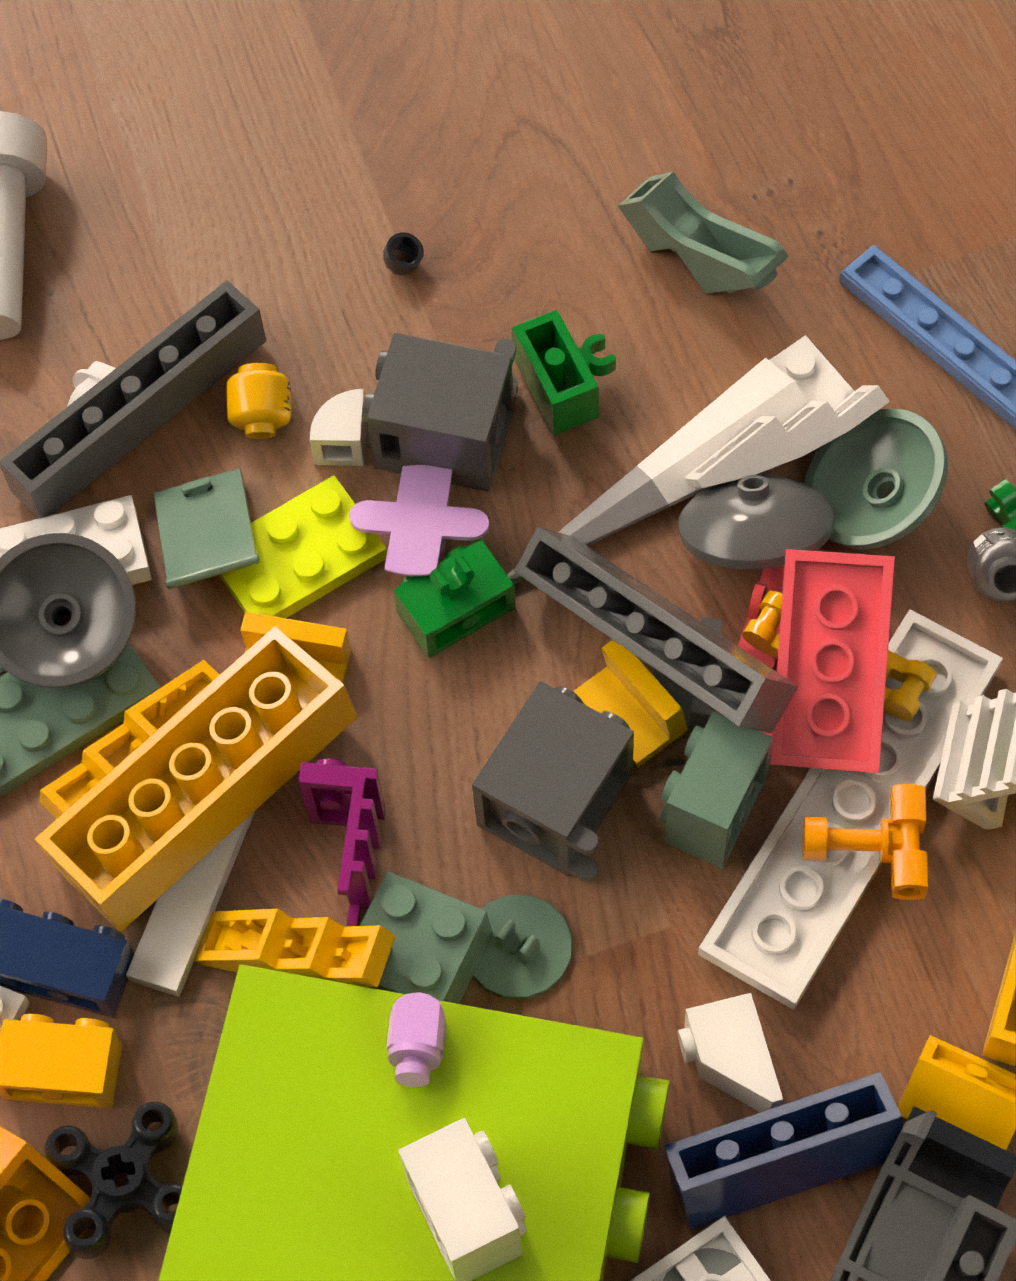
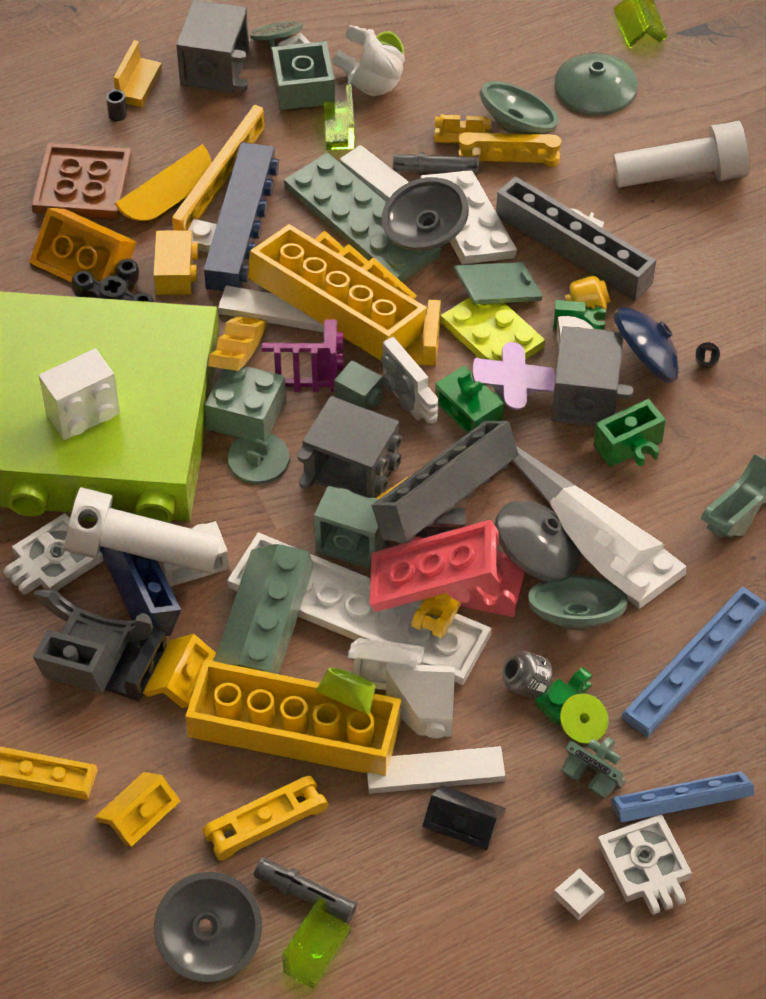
camera: 80 degrees right, 10 degrees down
(294, 425) = (578, 310): none -> green plate
(393, 309) = (649, 342): none -> dark blue dish
(405, 763) = (359, 386): none -> sand green brick
(416, 1038) = (175, 378): lavender arm -> none
(420, 677) = (408, 382): none -> white piece
(731, 1195) = (137, 535): none -> white piece
(879, 944) = (266, 608): none -> sand green slope
(895, 841) = (327, 614): light orange bar -> none

